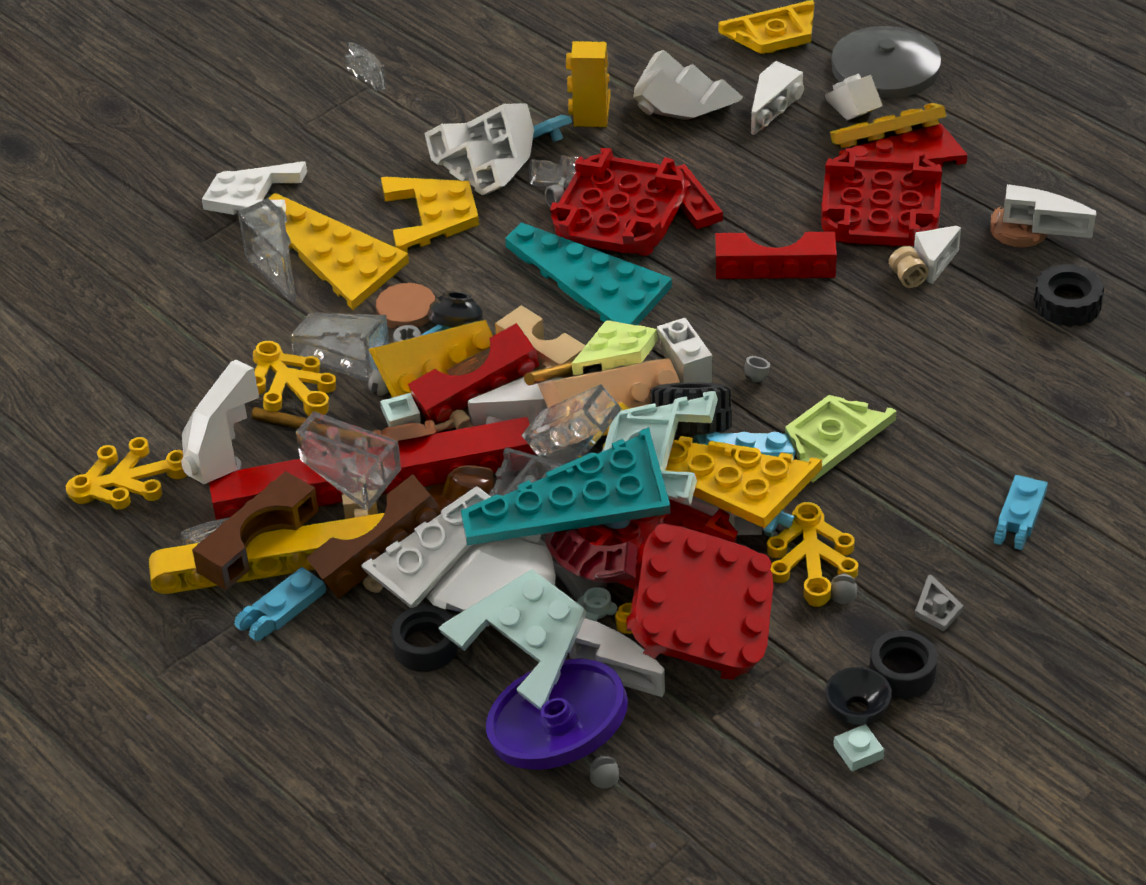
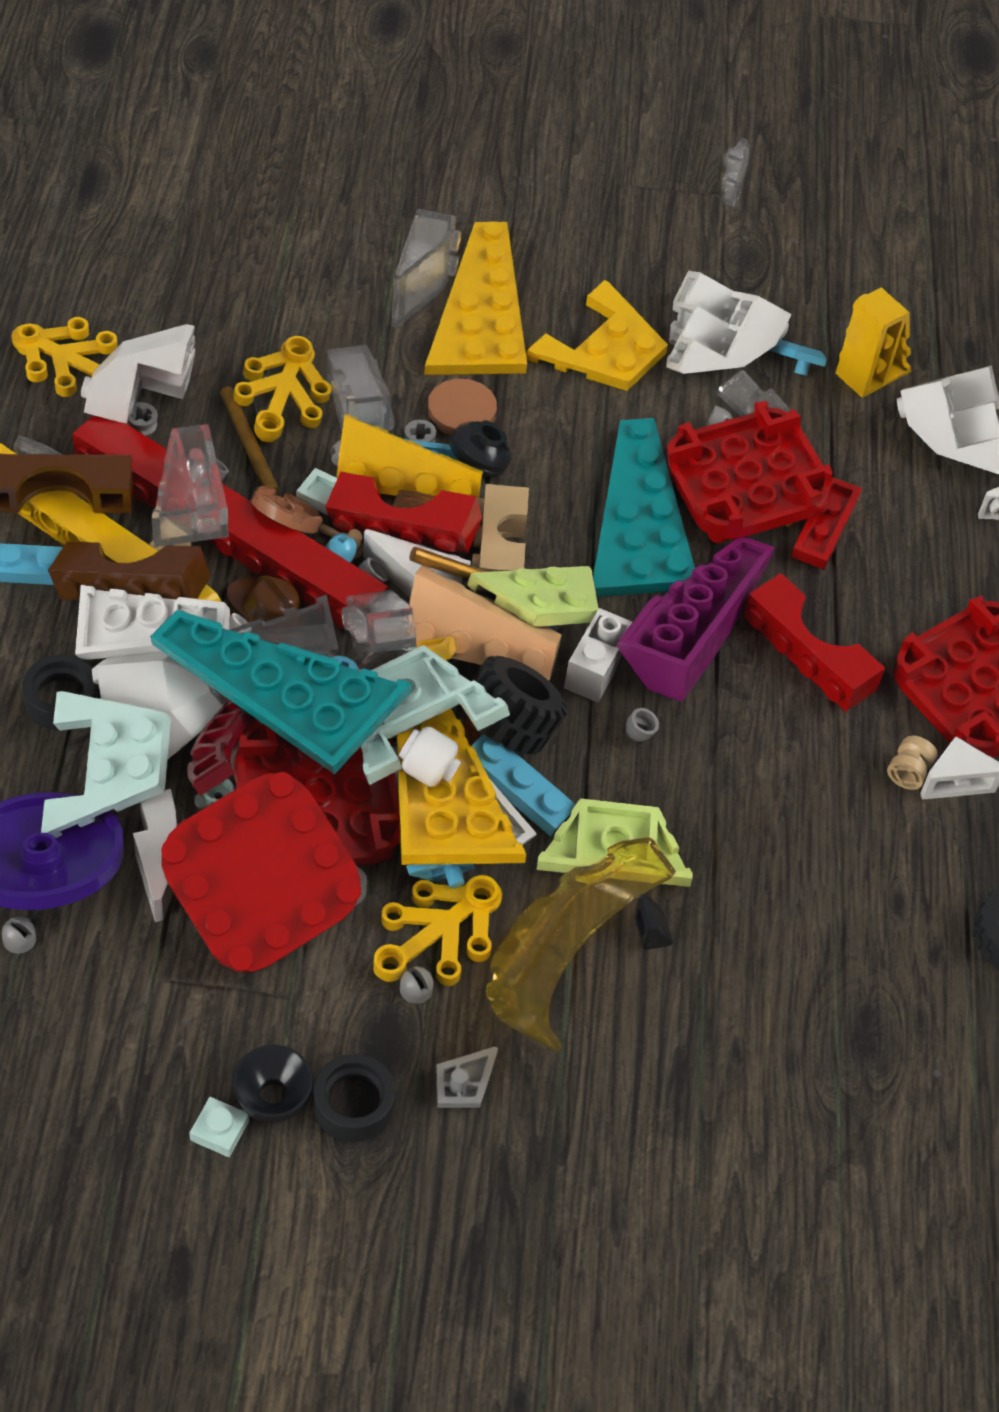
camera: 40 degrees right, 10 degrees up
(247, 187) = (488, 196): white wing -> none
(460, 423) = (343, 546): none -> medium azure hinge
(706, 457) = (430, 756): none -> white head
(707, 293) = (686, 627): none -> magenta wedge
(864, 490) = (558, 925): none -> clear yellow windscreen
(907, 451) = (651, 924): none -> black slope
(1020, 510) = (663, 1075): medium azure hinge -> none

